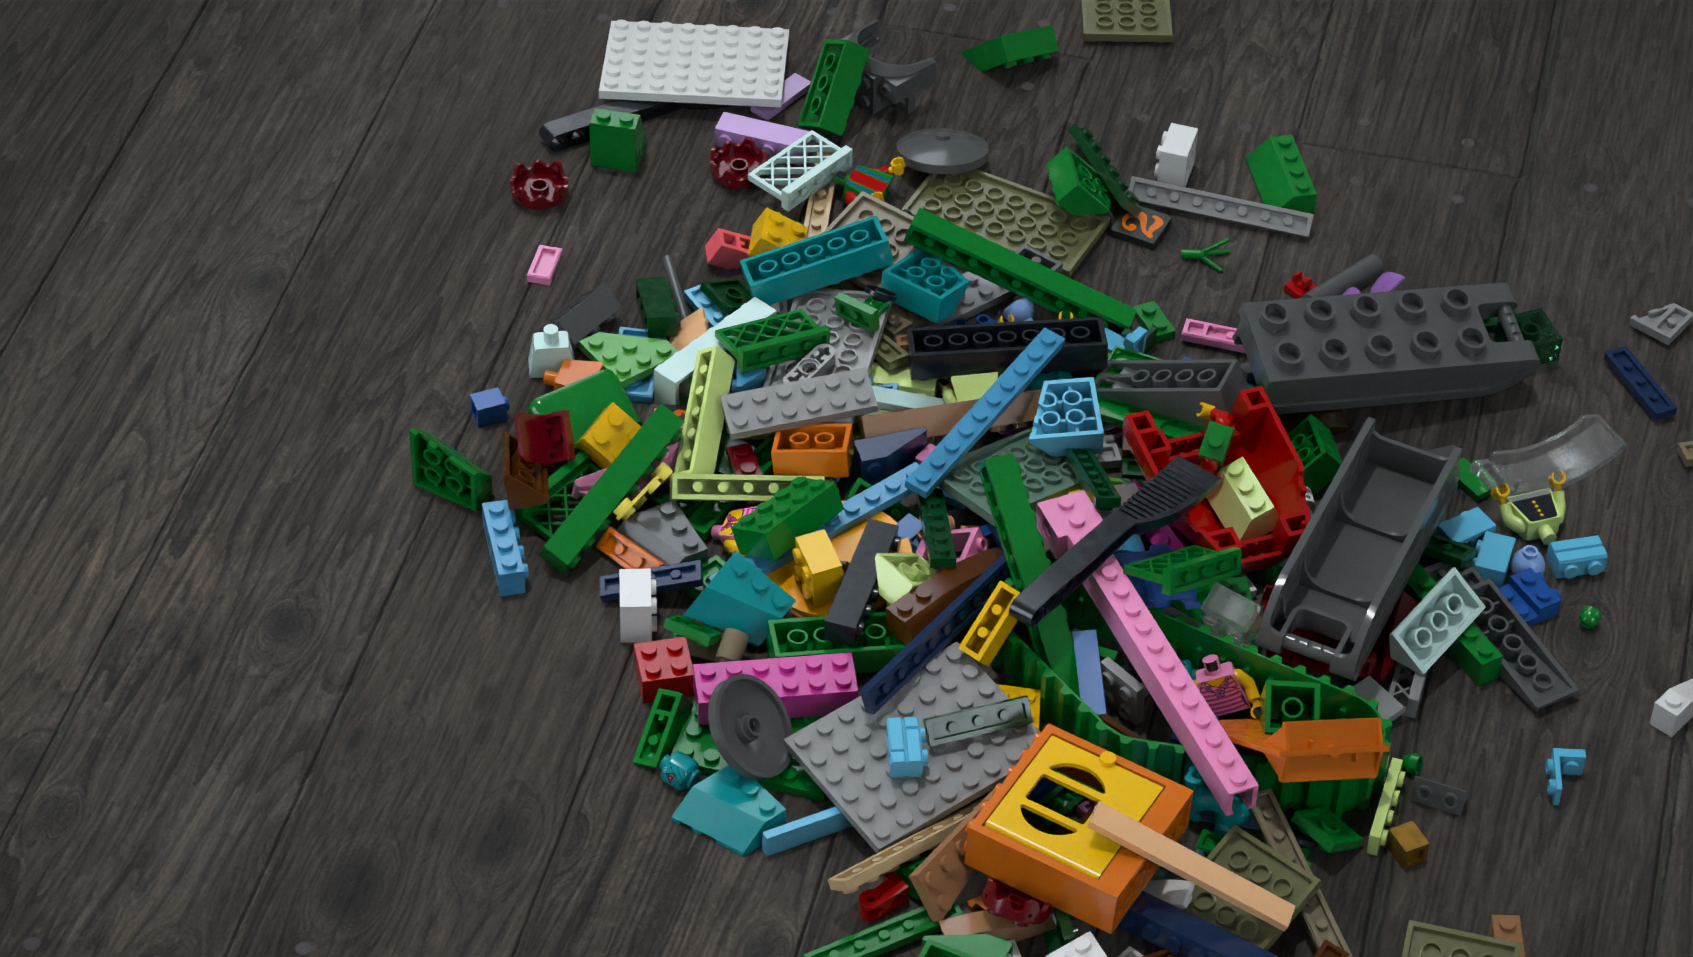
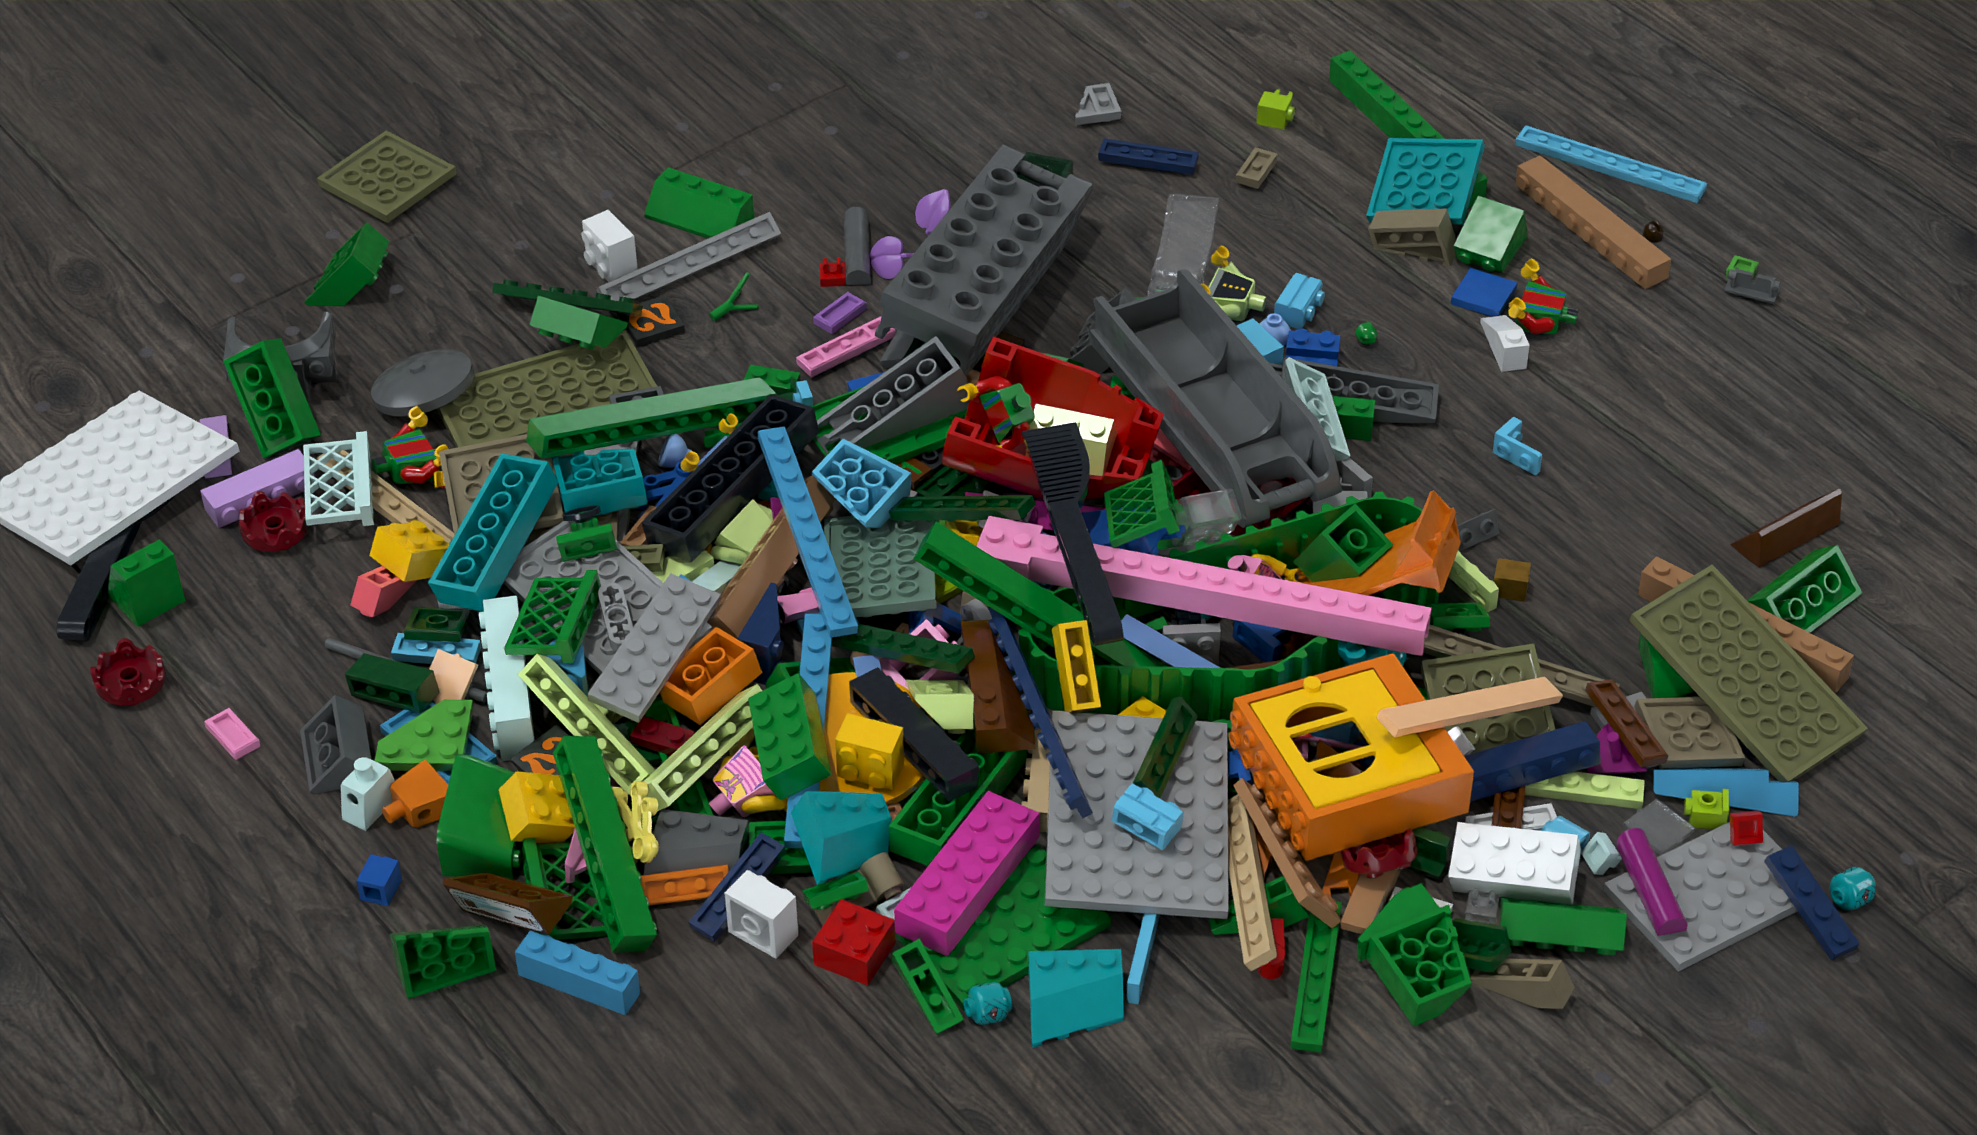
camera: 50 degrees left, 0 degrees up
(545, 438) = (495, 849): dark red bracket -> none
(750, 726) = (1019, 910): dark grey dish -> none

